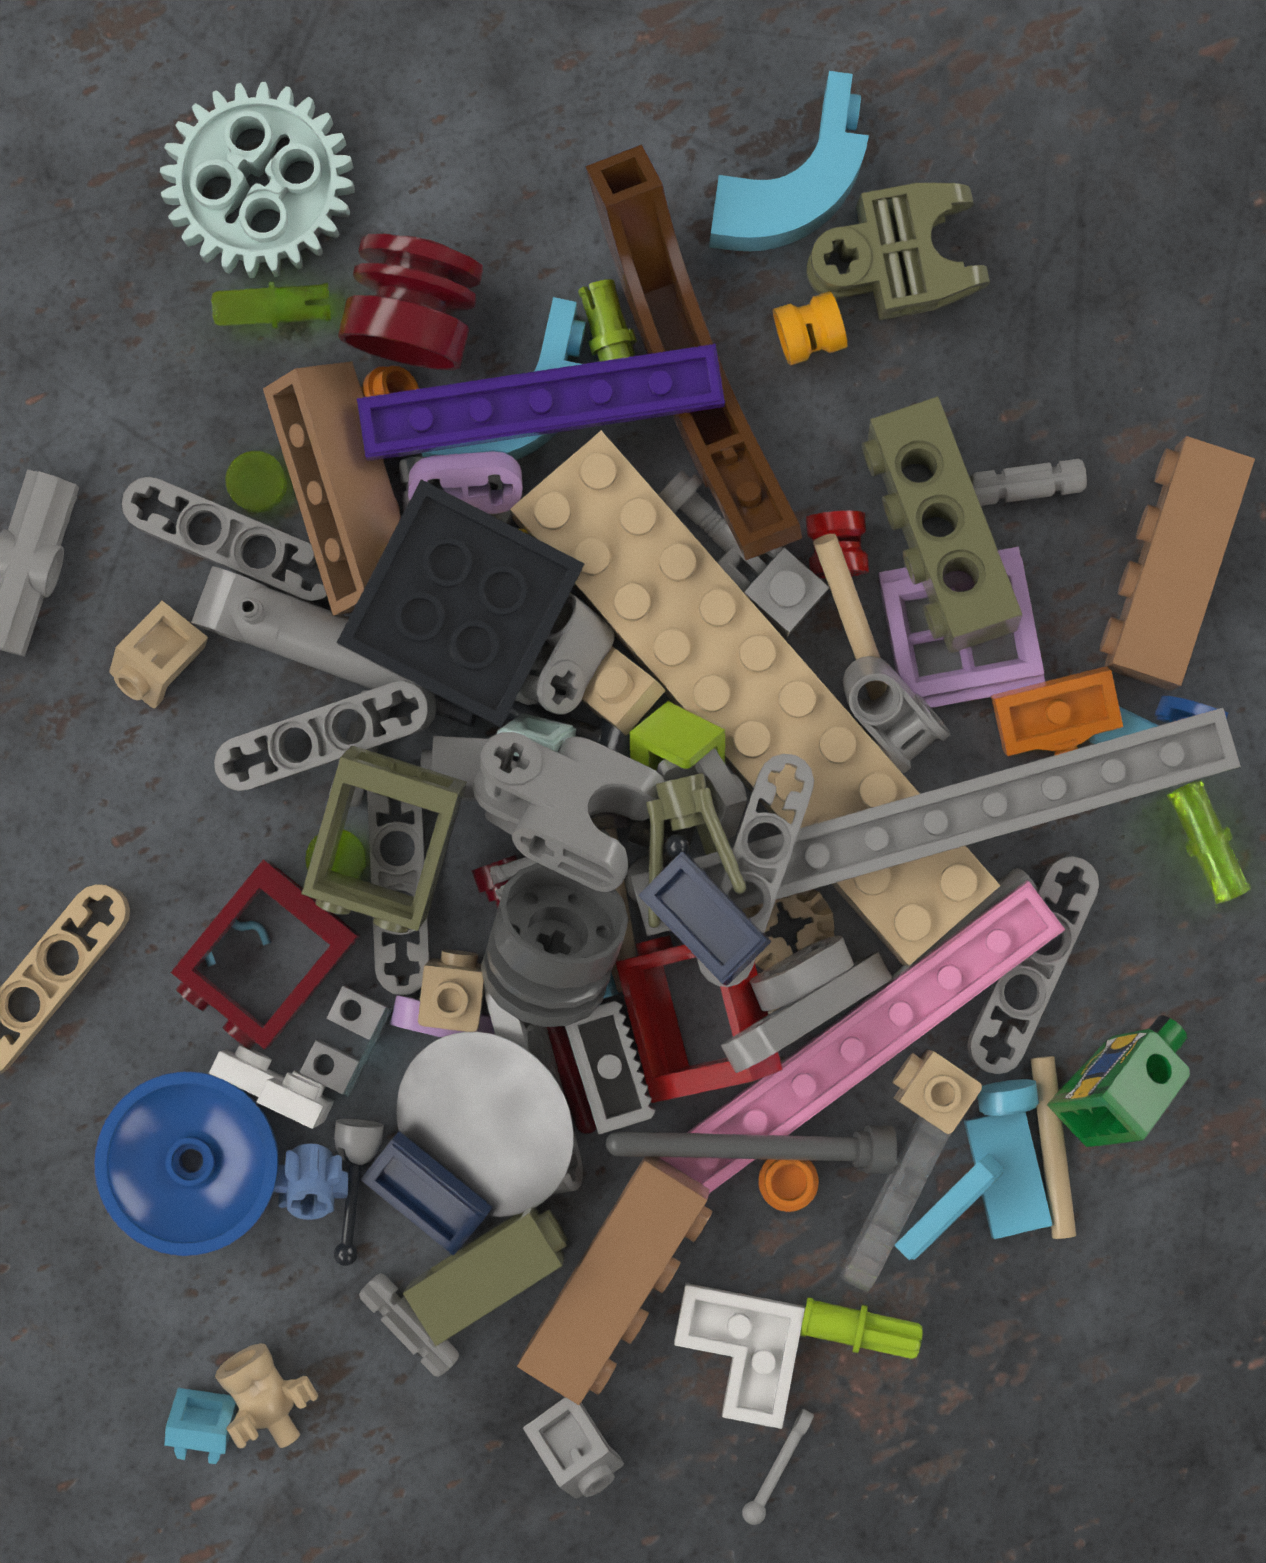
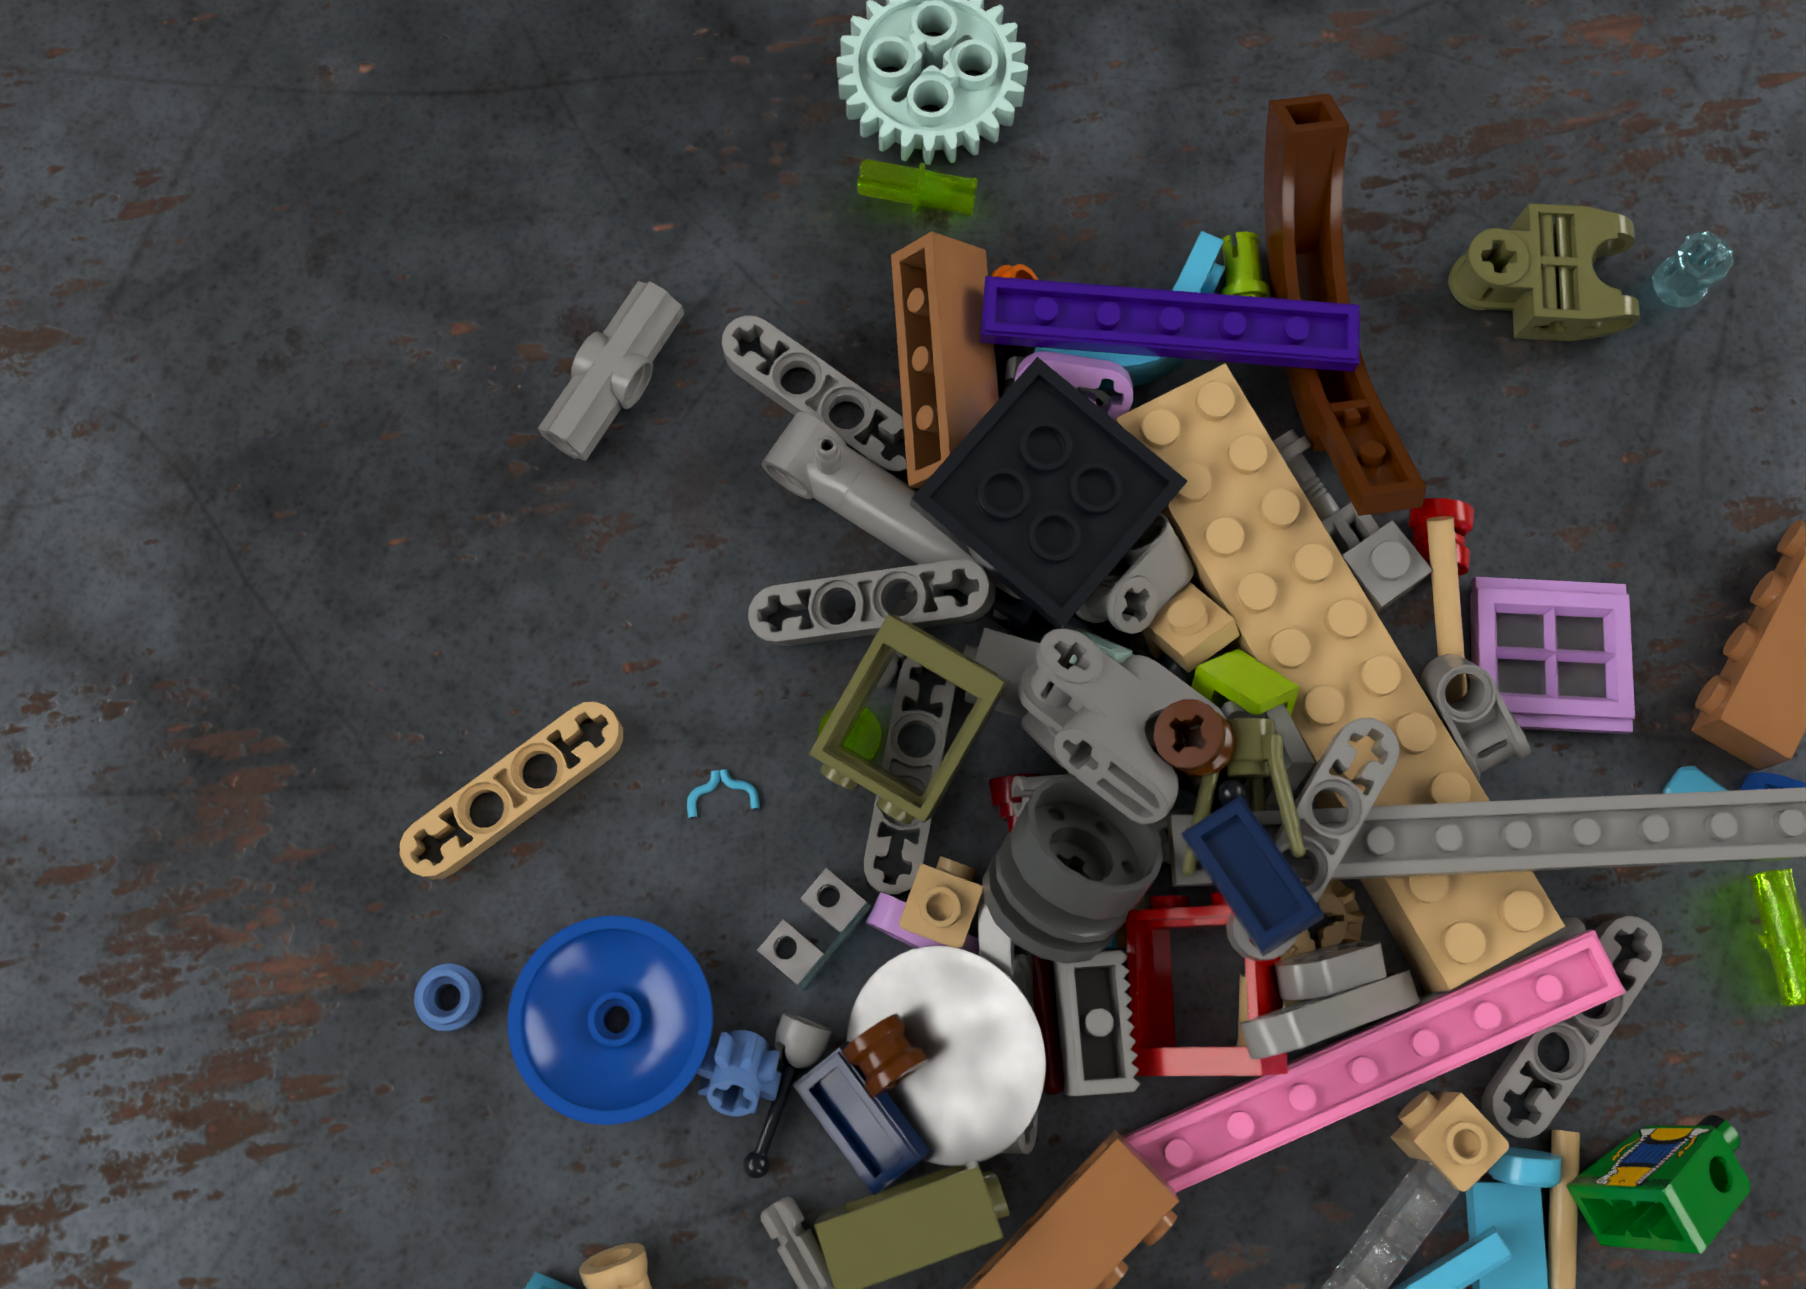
camera: 15 degrees right, 10 degrees down
(18, 1177) = (428, 997): none -> medium blue plate
(155, 654) = (717, 487): tan bracket -> none
(256, 481) = (860, 348): clear neon green tile -> none
(288, 893) = (804, 774): dark red window -> none
(288, 1095) = (743, 970): white plate -> none
(413, 290) = (1059, 202): dark red wheel -> none
(432, 1137) = (884, 1055): none -> reddish brown wheel
(647, 810) = (1206, 748): none -> reddish brown wheel
(788, 208) = (1444, 208): medium azure arch -> none
(788, 1183) = (1261, 1202): orange plate -> none
(823, 324) = (1449, 324): light orange wheel -> none
(869, 1149) = (1363, 1188): dark grey piece -> none
(924, 437) = (1570, 510): olive brick -> none
(1029, 481) = (1644, 523): light grey axle -> none
(1039, 200) = (1692, 261): none -> clear light blue bush
(1057, 712) = (1642, 760): orange plate -> none

